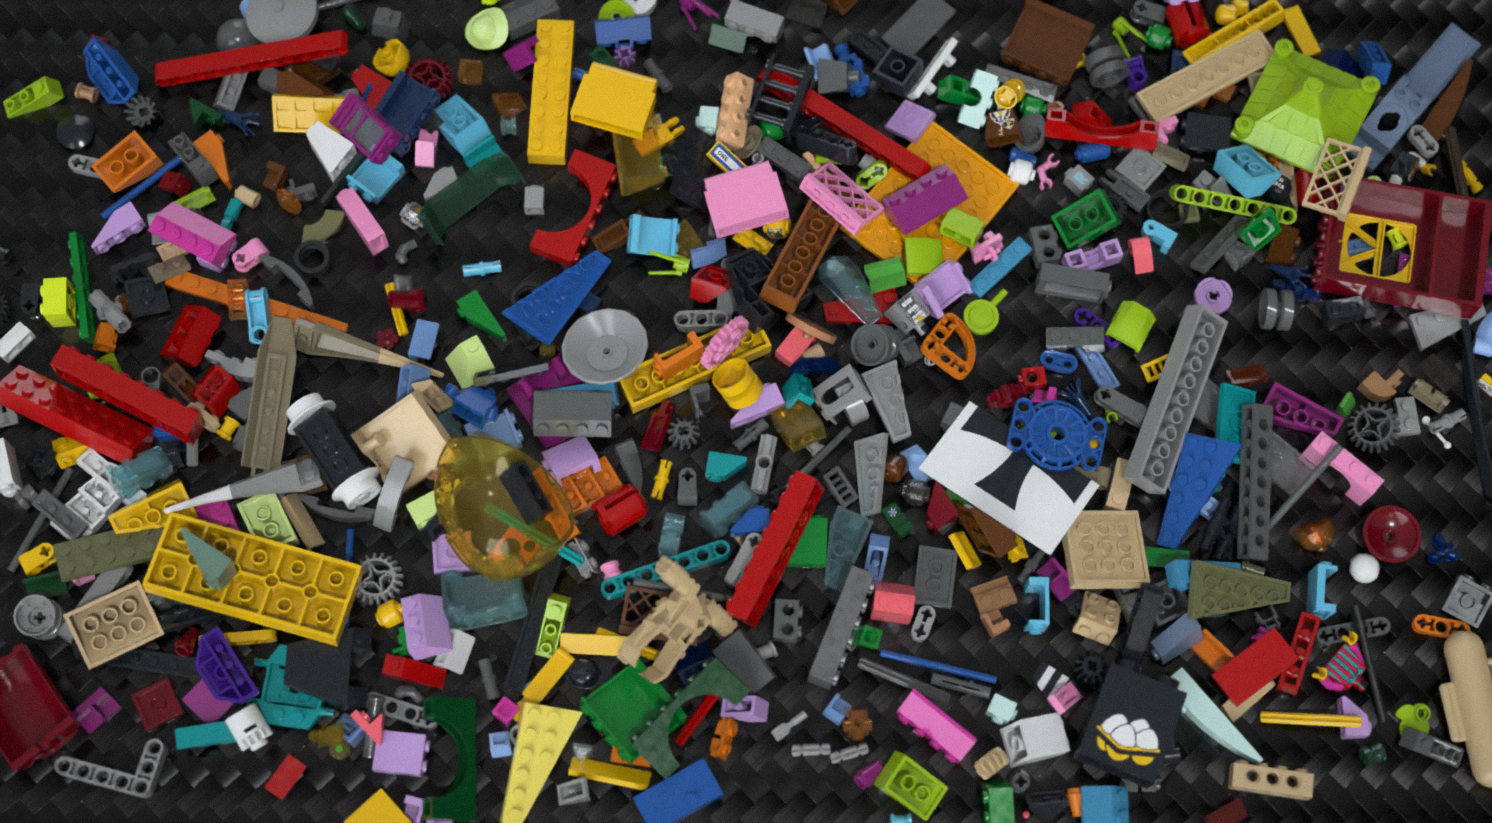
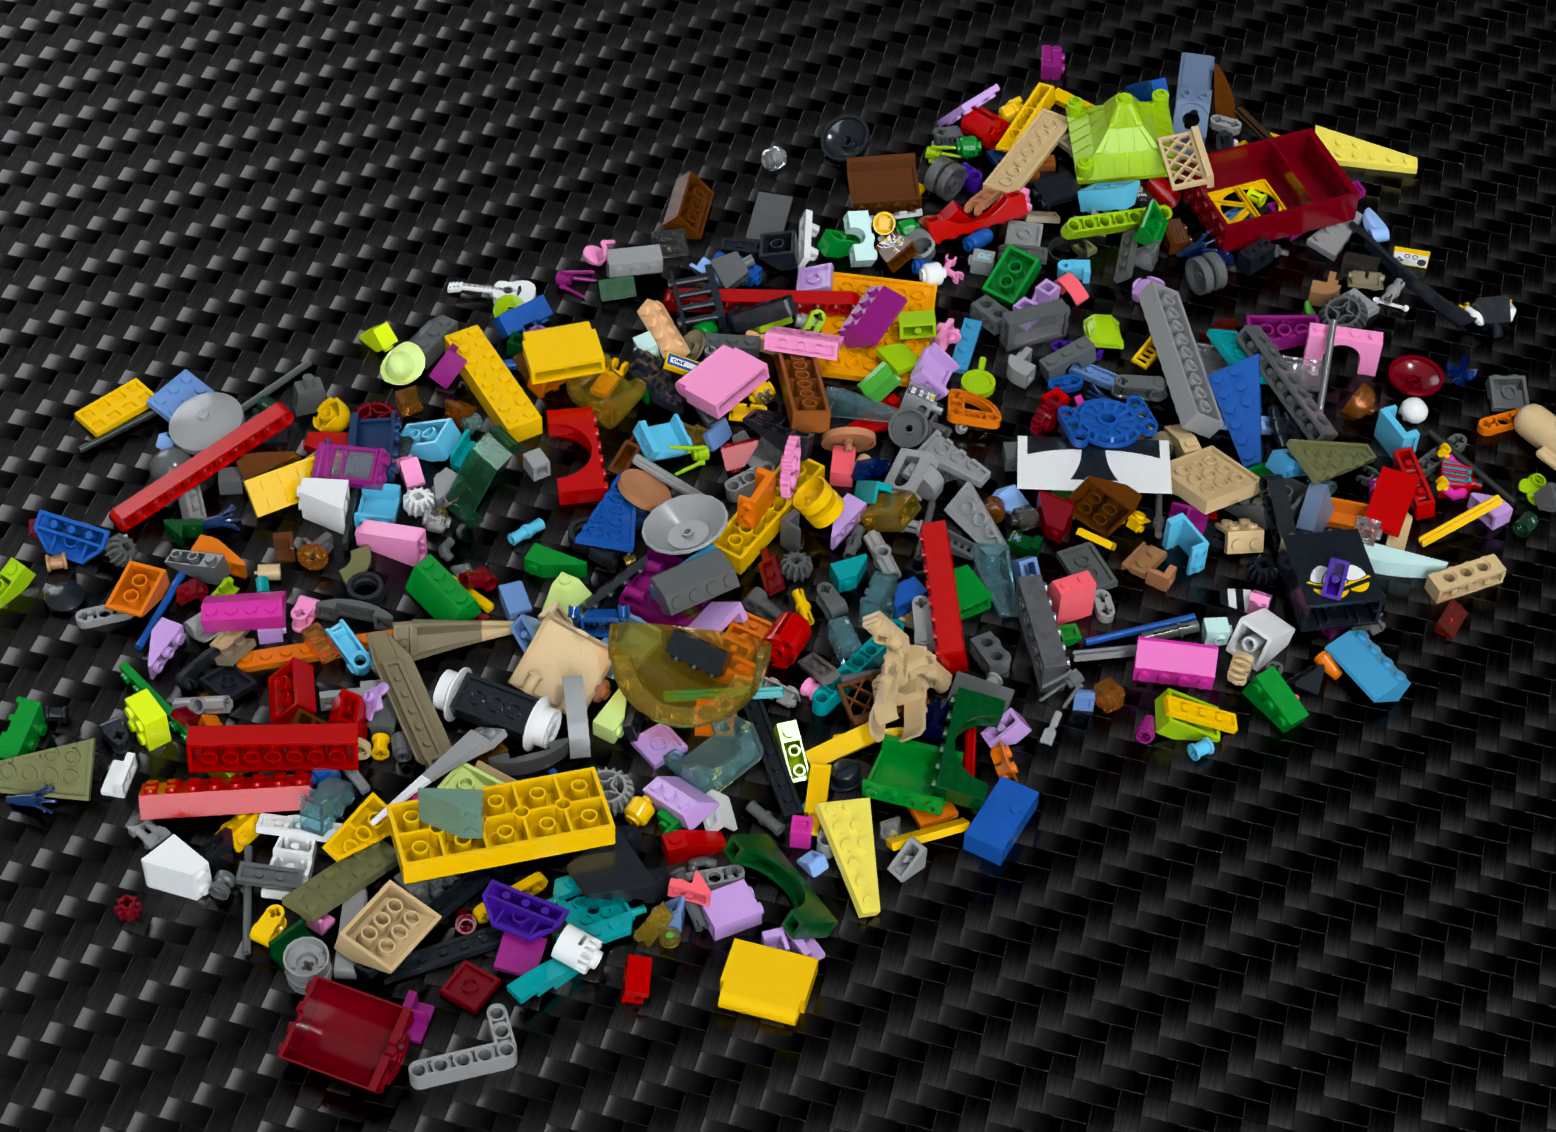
camera: 30 degrees left, 25 degrees down
(87, 316) = (185, 716): none -> dark red tile
(242, 382) = (373, 699): none -> lavender plate
(369, 300) = (440, 592): none -> green slope
(408, 182) = (417, 501): none -> white gear
(604, 281) = (643, 489): none -> nougat piece
(625, 557) = (819, 669): none -> dark grey plate
(636, 284) = (664, 475): none -> light grey axle
(811, 749) = (1084, 736): light grey axle -> none
(830, 695) = (1071, 678): none -> dark grey plant
(848, 753) = (1117, 723): light grey axle -> none
(919, 792) = (1200, 714): none -> yellow tile
(1026, 325) = (1020, 369): none -> light grey brick
(1121, 741) = (1335, 578): none -> dark purple slope
(1122, 112) = (982, 201): none -> nougat hinge
(1209, 687) = (1372, 525): none -> clear brick

